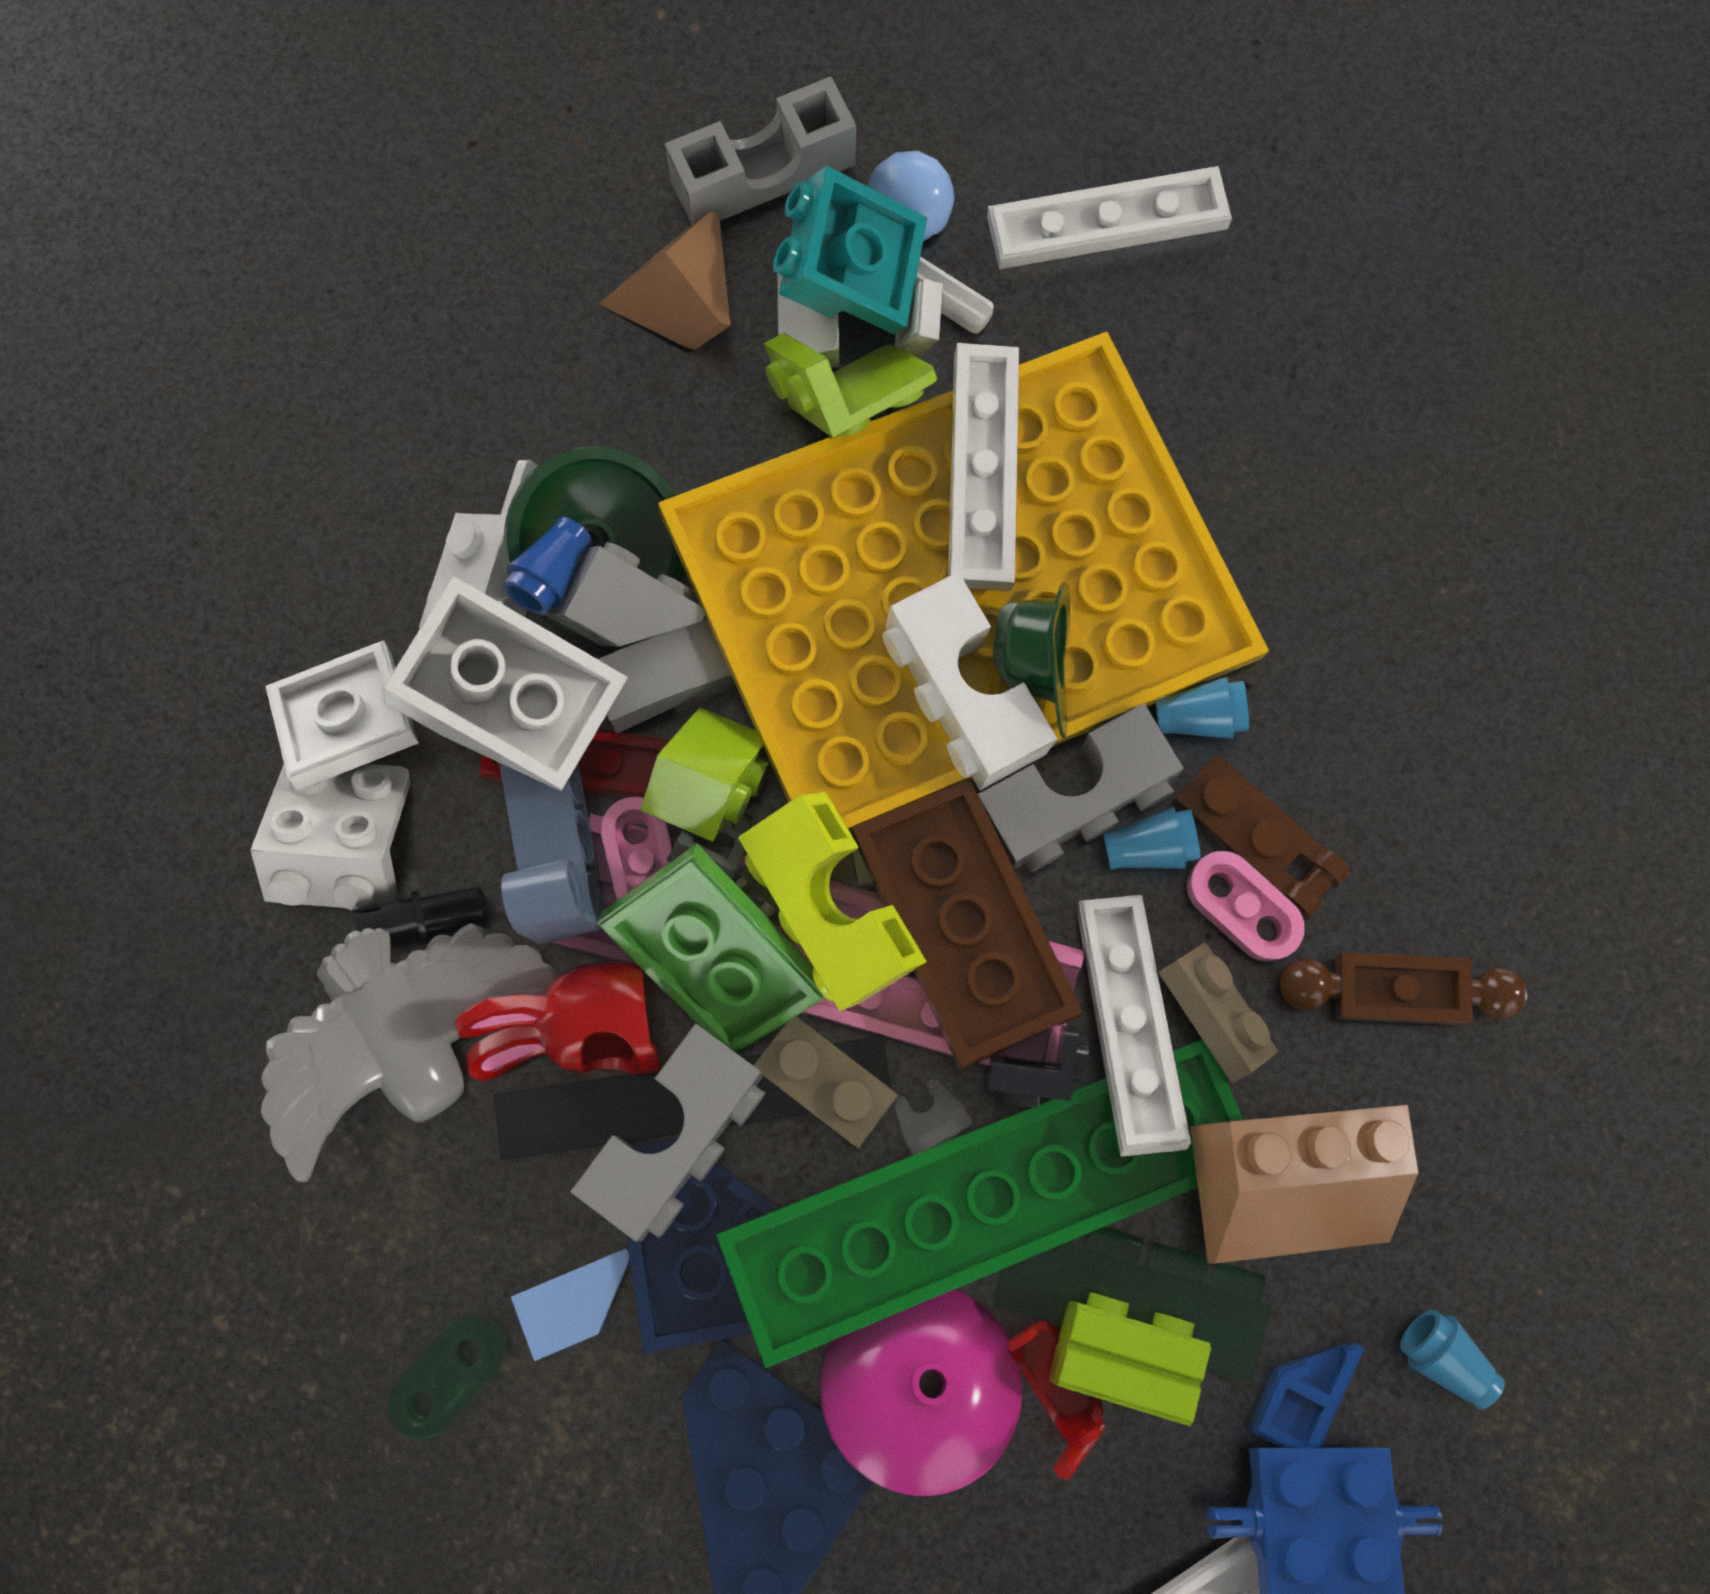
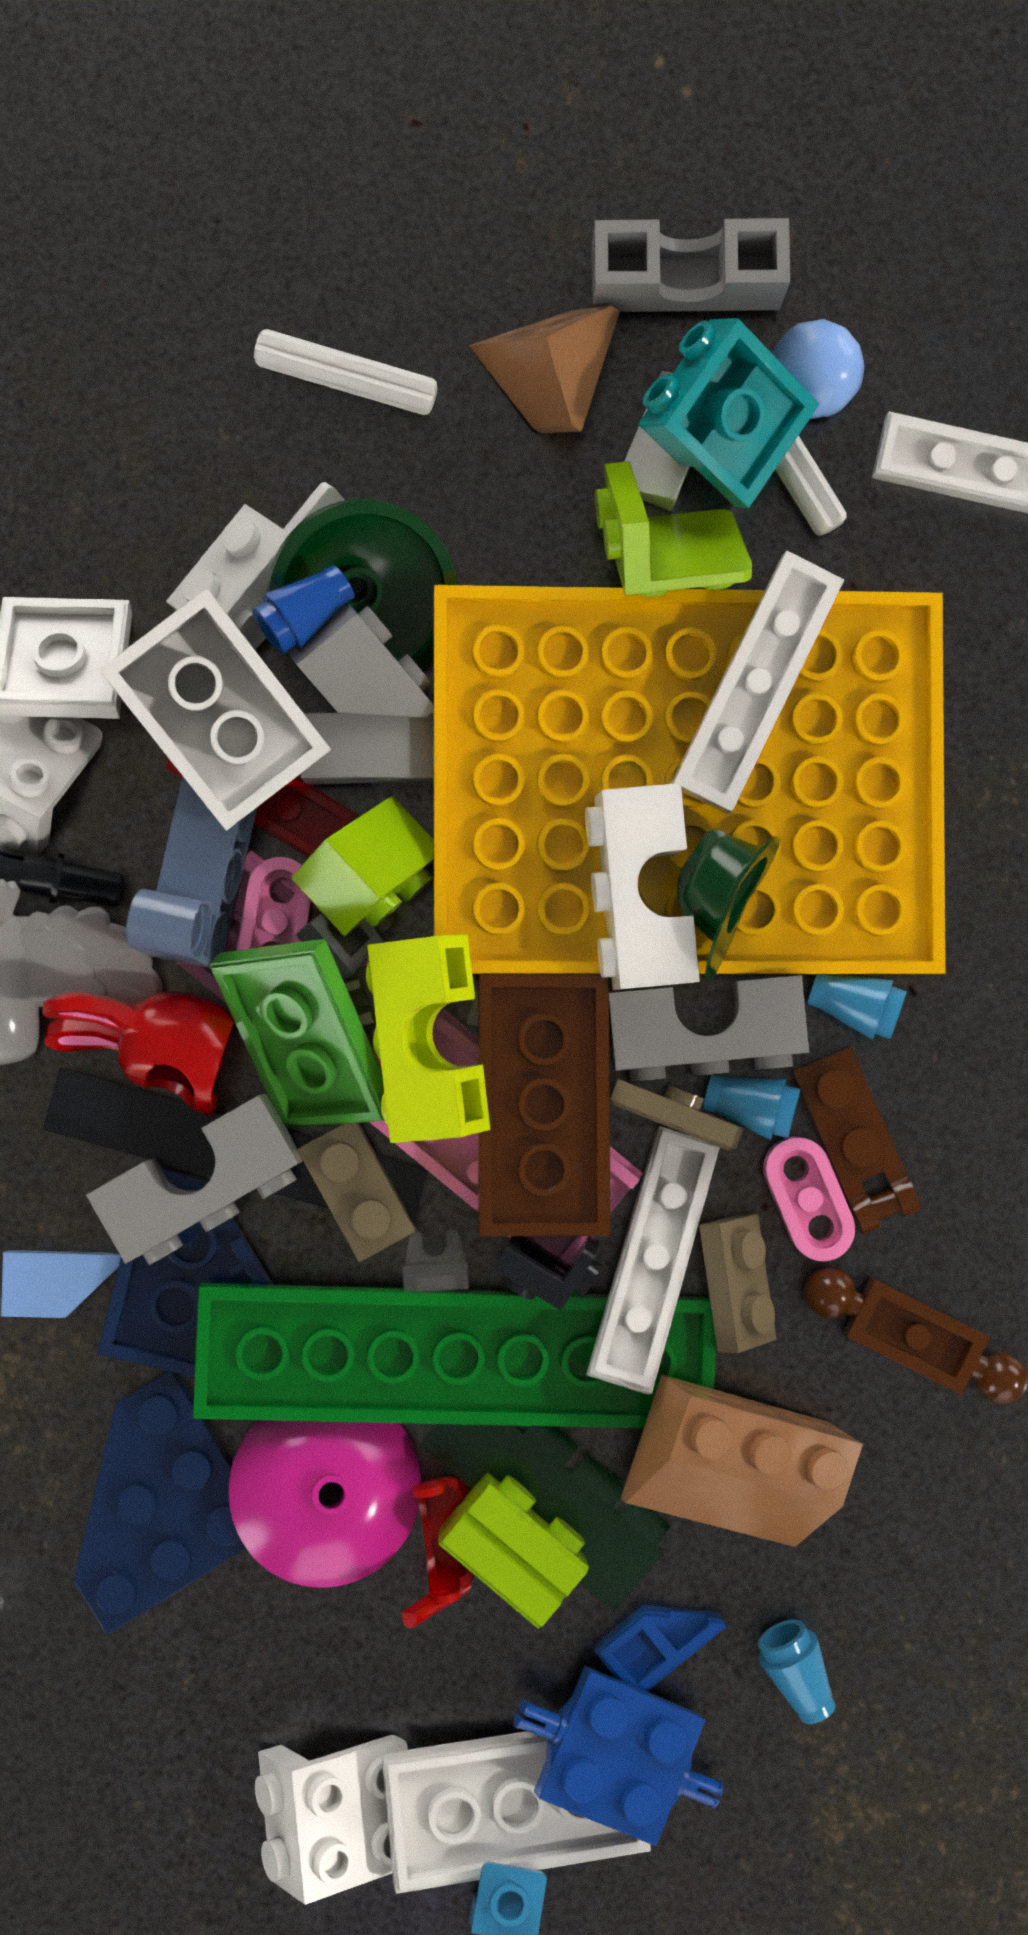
camera: 20 degrees right, 10 degrees up
(498, 366) = (345, 372): none -> white axle
(923, 319) = (770, 505): white tile -> none
(1090, 877) = (678, 1111): none -> dark tan plate

